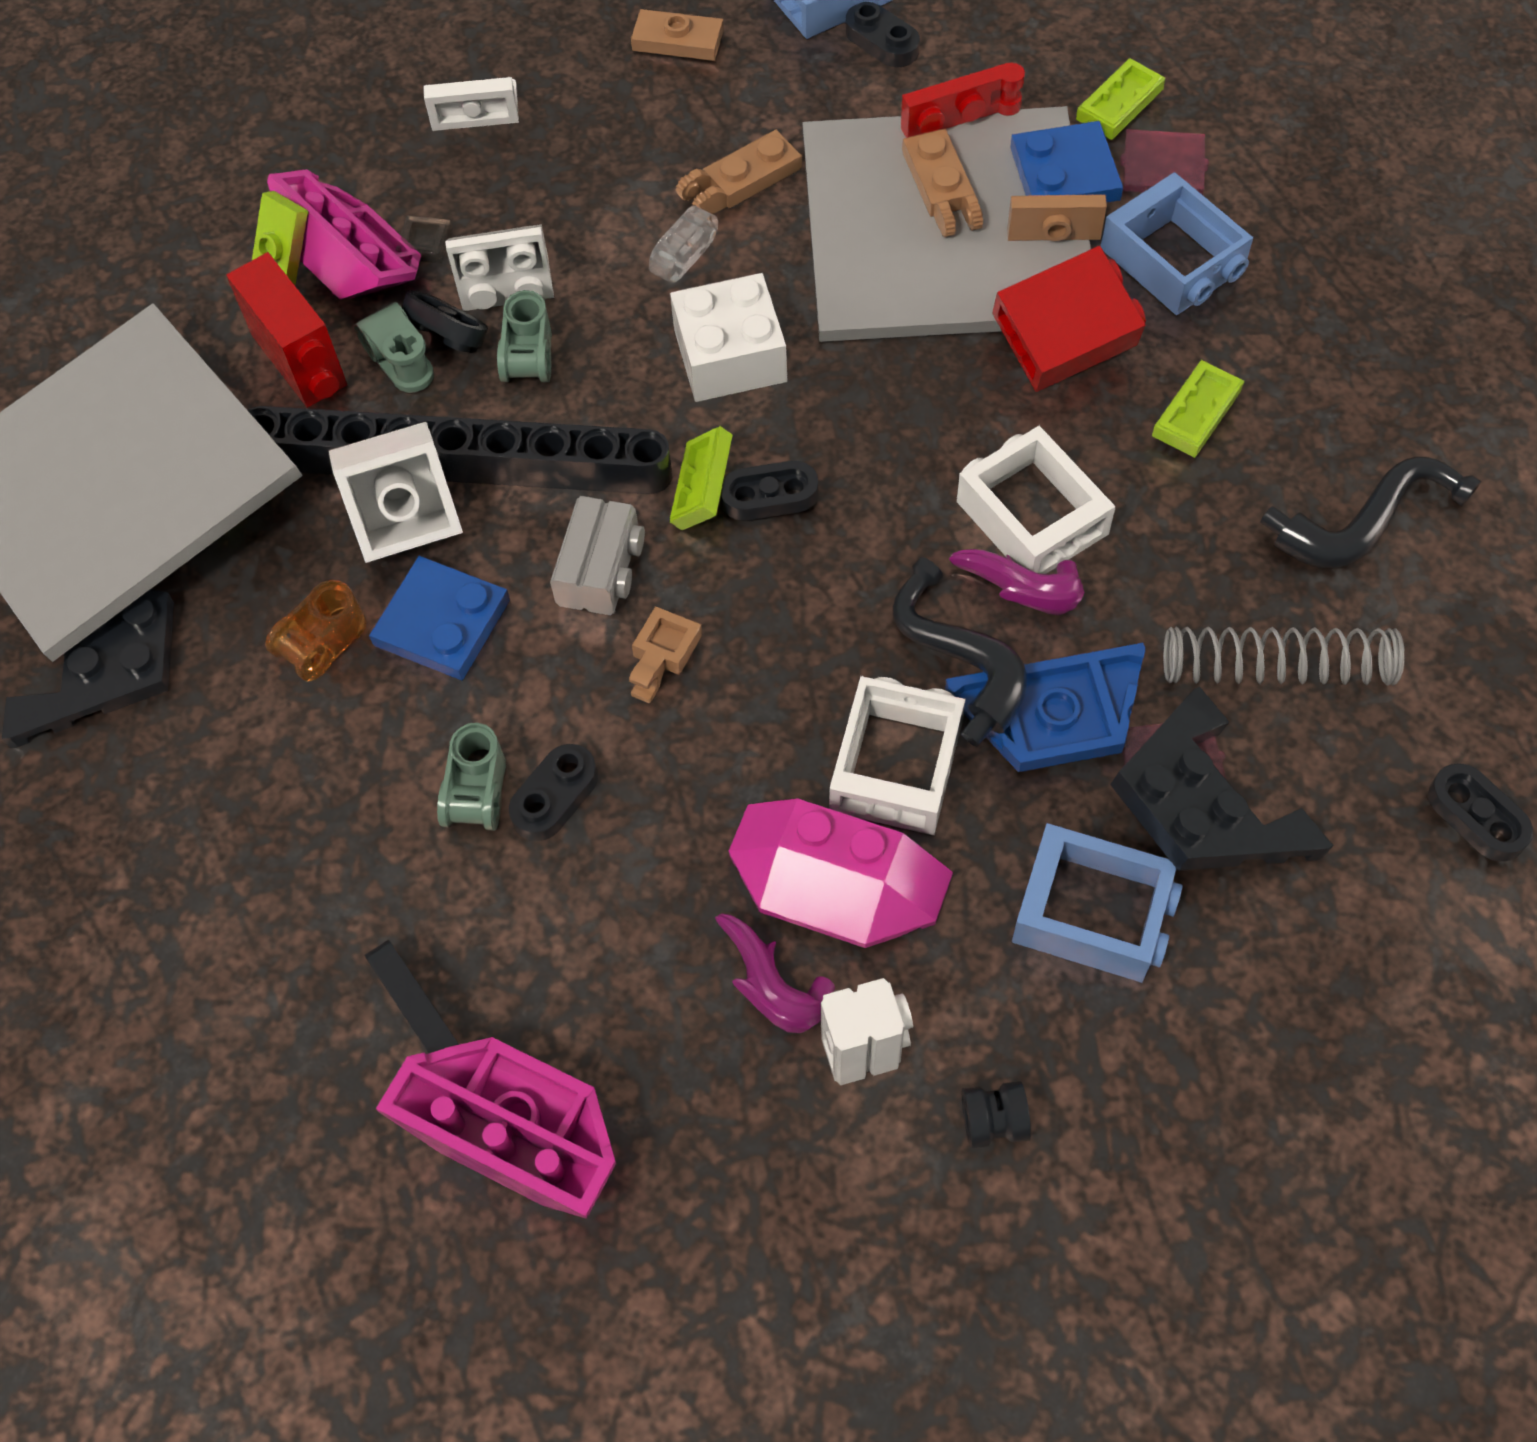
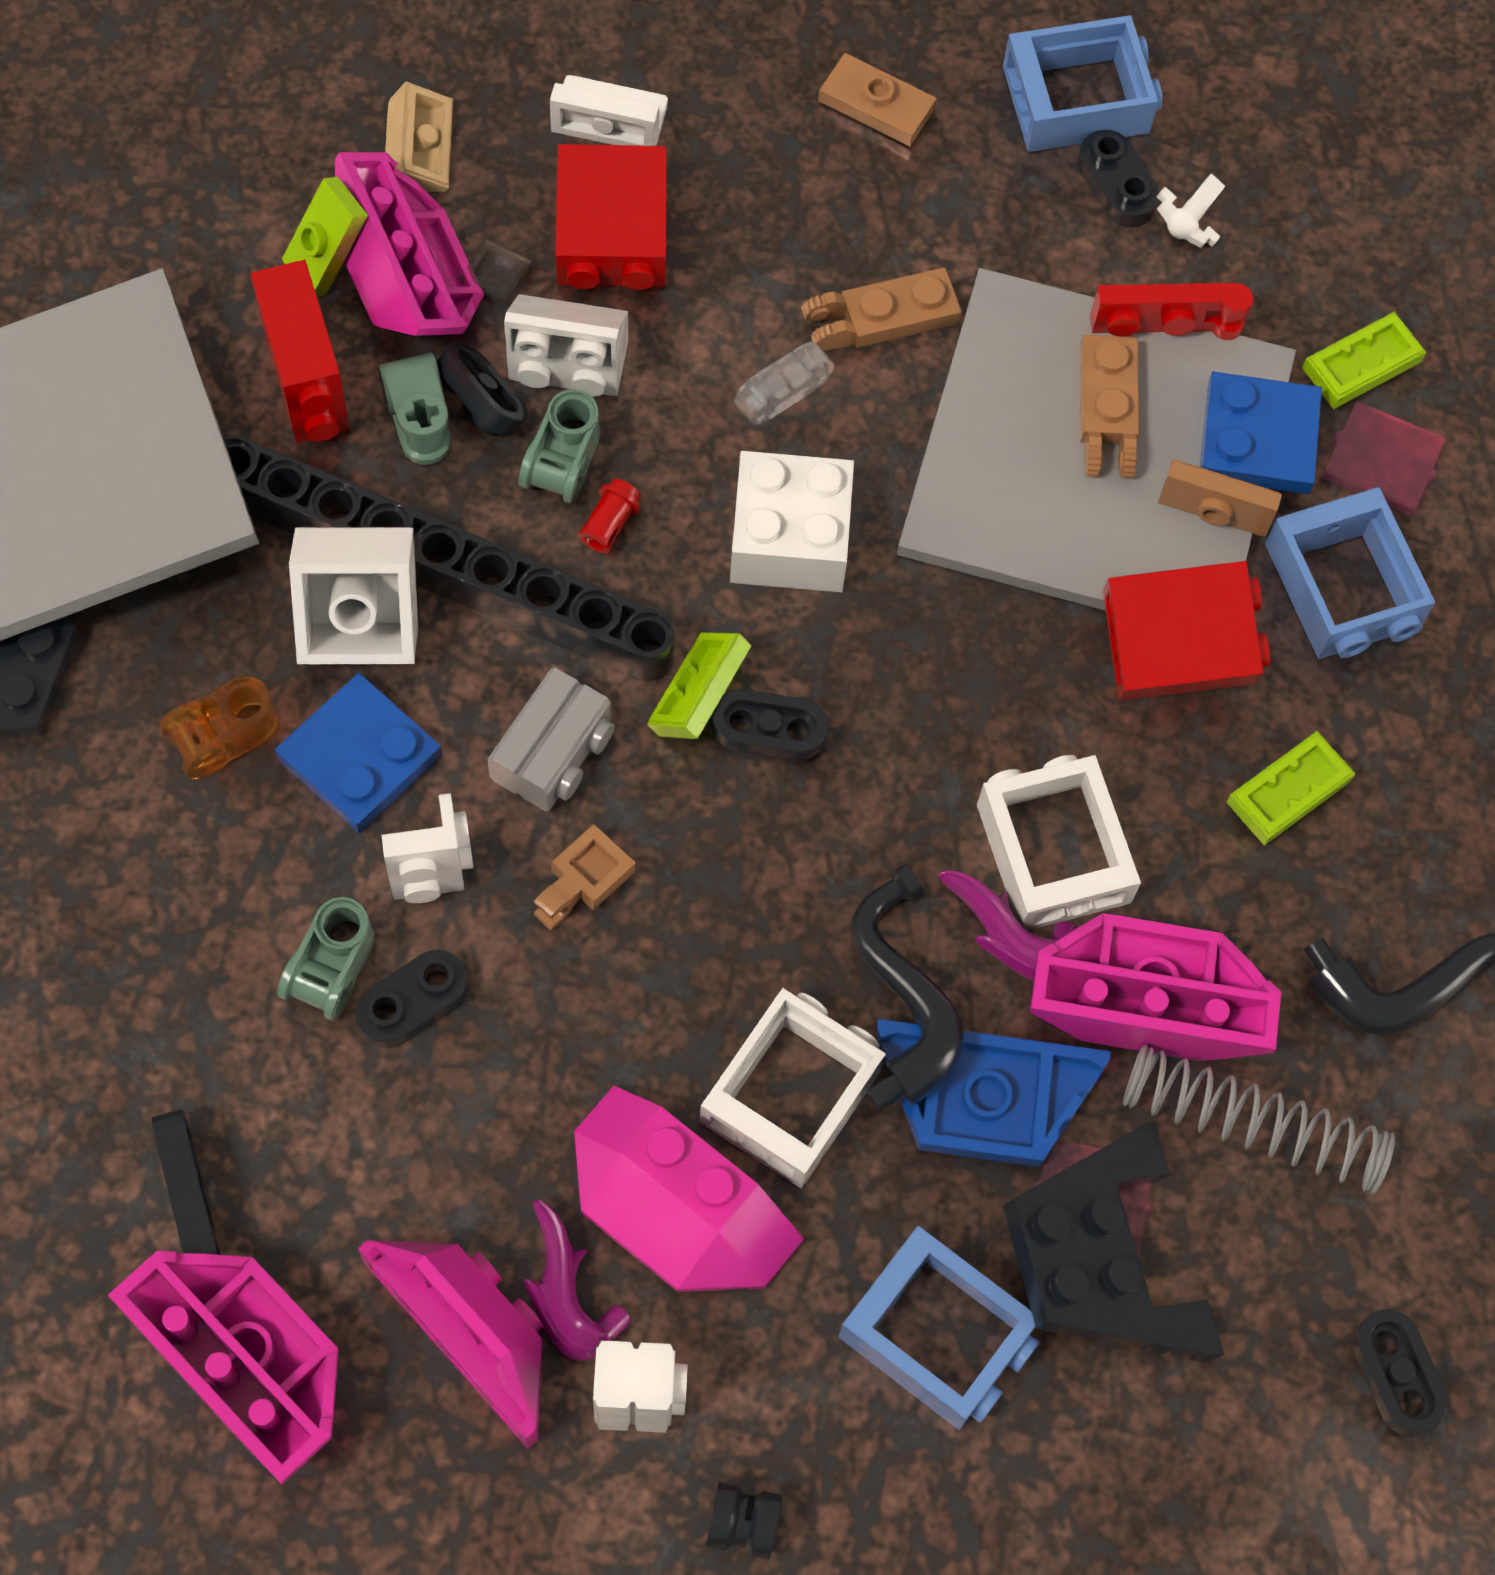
camera: 10 degrees right, 5 degrees up
(330, 156) = (421, 135): none -> tan slope
(502, 168) = (611, 216): none -> red brick
(529, 669) = (431, 859): none -> white bracket
(583, 369) = (616, 505): none -> red pin
(697, 1031) = (469, 1322): none -> dark pink wedge
(945, 47) = (1184, 221): none -> white piece
(1153, 579) = (1158, 987): none -> dark pink wedge

